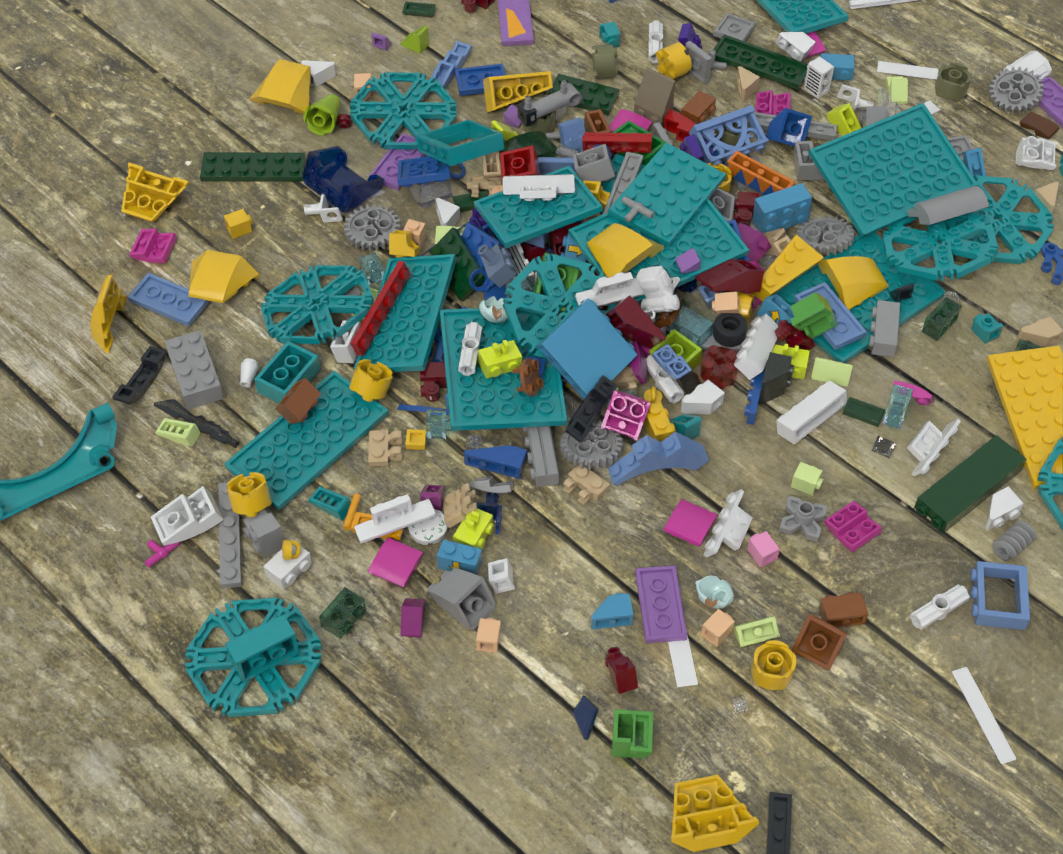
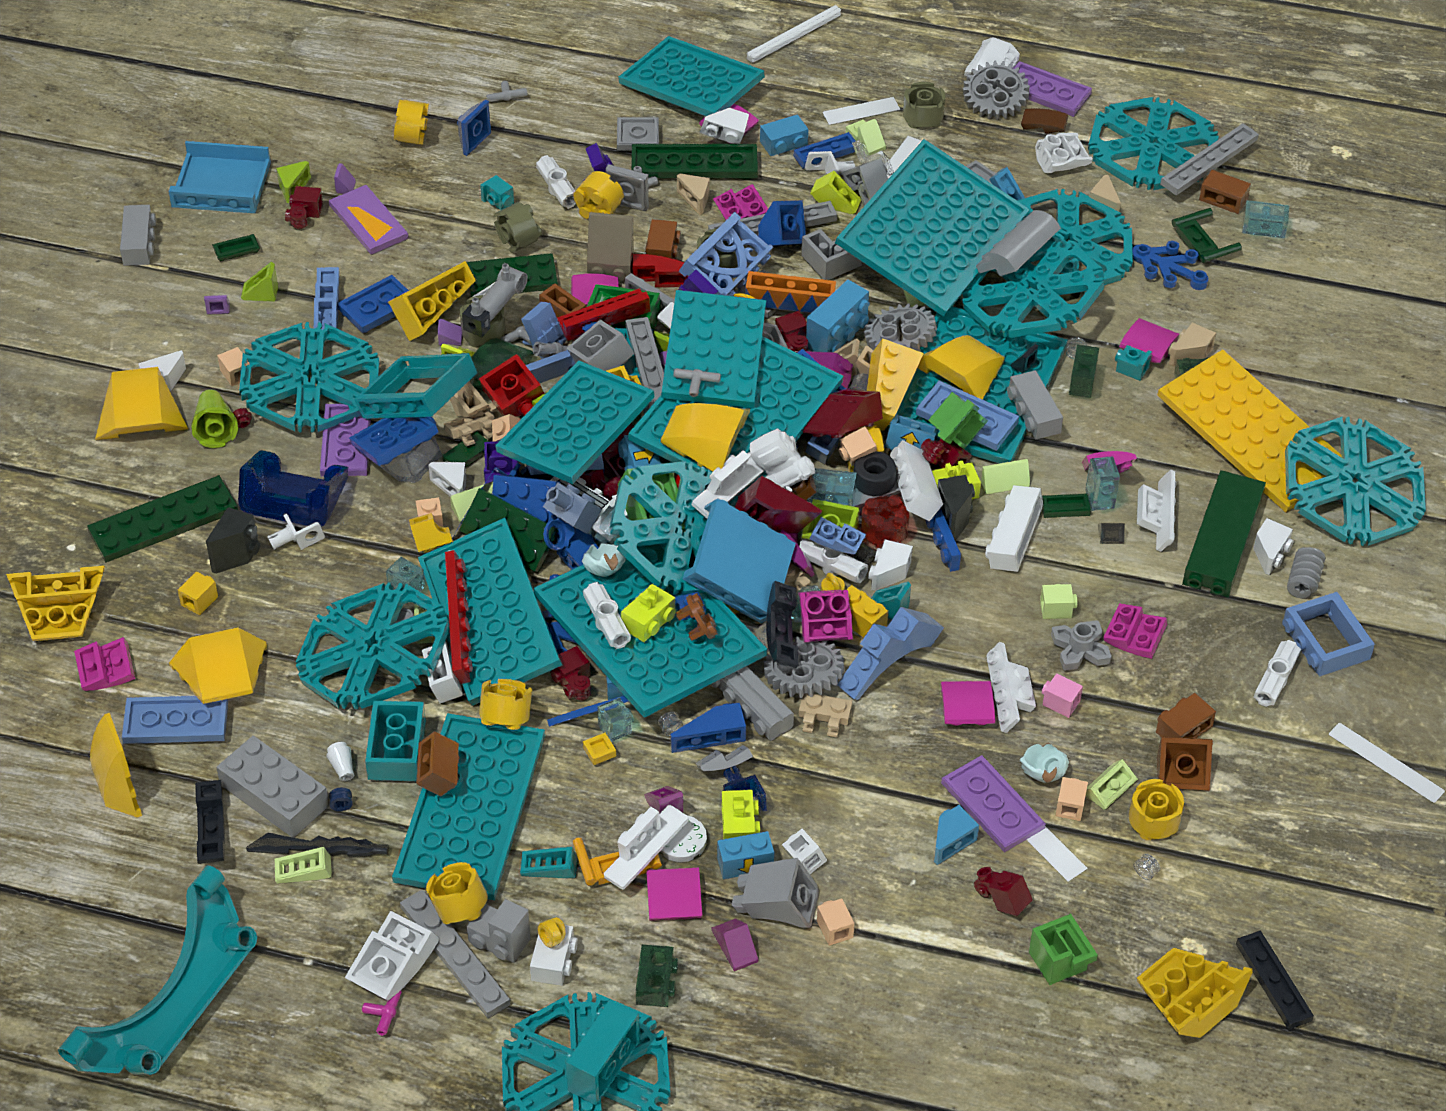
camera: 30 degrees left, 5 degrees down
(229, 397) = (340, 799): none -> dark blue bush
(277, 198) = (232, 541): none -> pearl dark grey slope
(371, 227) = (370, 530): light grey gear -> none
(379, 447) = (561, 778): tan plate -> none
(457, 505) = (700, 802): tan plate -> none
(538, 186) = (565, 397): white bracket -> none
(585, 716) = (997, 955): dark blue piece -> none
(688, 261) = (788, 415): medium lavender slope -> none
(818, 77) = (775, 154): white brick -> none
(867, 88) = (838, 145): none -> blue plate
(1011, 315) = (1149, 336): none -> dark pink slope

